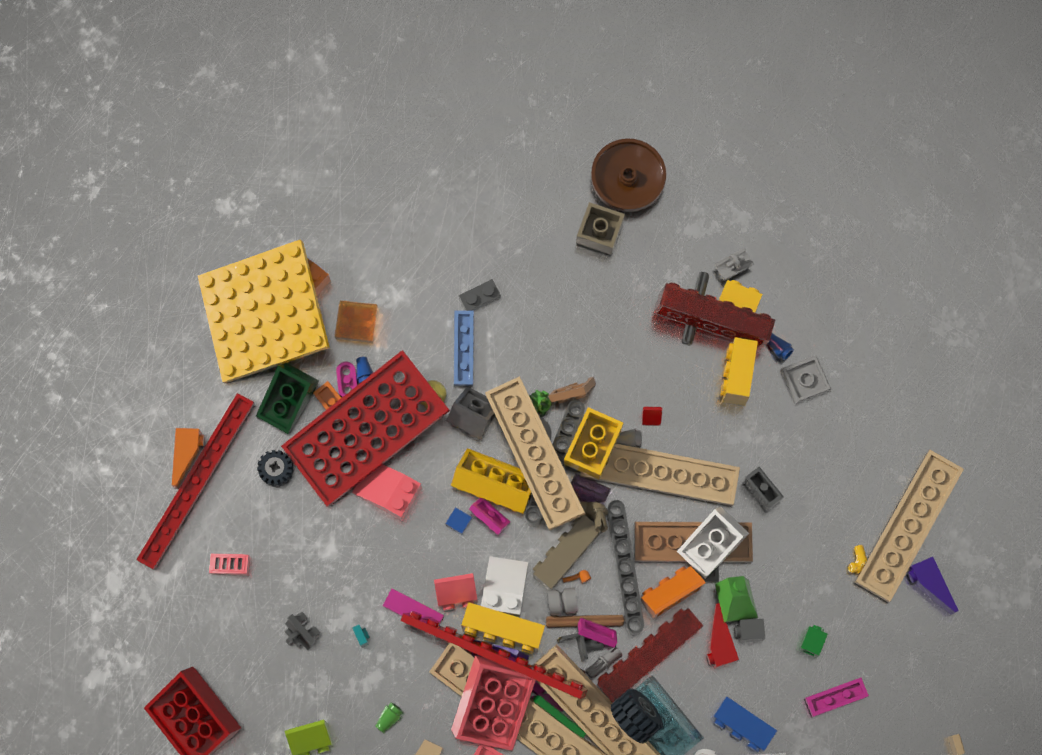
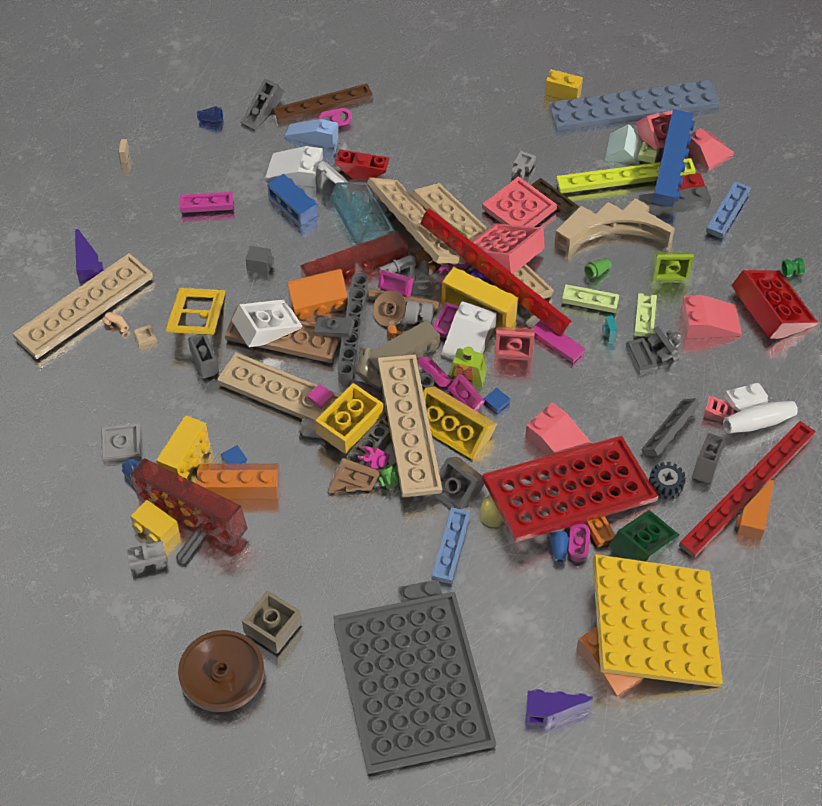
camera: 165 degrees left, 20 degrees down
(198, 569) = (754, 410): none -> white plate
(237, 504) = (708, 458): none -> dark grey slope
(257, 679) = (709, 317): none -> coral slope
(280, 530) = (670, 427): none -> dark grey plate
(323, 614) = (641, 356): none -> dark grey tile
(327, 666) = (645, 315): none -> yellowish green plate
(343, 215) = (548, 707): none -> dark purple slope
(356, 321) = (557, 596): clear orange plate -> none
(389, 672) = (590, 298): none -> yellowish green plate
(465, 213) = (413, 682): none -> dark grey plate
(495, 544) = (469, 364): none -> lime torso
(528, 535) = (432, 368): none -> dark pink plate
(532, 602) = (445, 319): none -> dark pink plate
(556, 414) = (374, 457): none -> dark pink plate
(594, 600) = (383, 306): none -> medium nougat dish
(631, 470) = (320, 396): none -> dark pink tile
(636, 715) = (383, 201): black wheel -> none
(642, 553) = (334, 327): none -> dark grey plate
(651, 416) = (282, 445): red slope -> none
(680, 365) = (240, 480): none -> orange slope
(693, 391) = (234, 456): none -> blue tile
(721, 646) = (289, 257): red slope -> none
(736, 599) = (263, 281): bright green slope -> none
(772, 542) = (211, 315): none -> yellow door
(813, 641) = (209, 241): green brick -> none
(833, 507) = (144, 336): none -> tan tile
(860, 561) = (140, 289): yellow arm -> none
(870, 517) = (117, 319): none -> light nougat arm

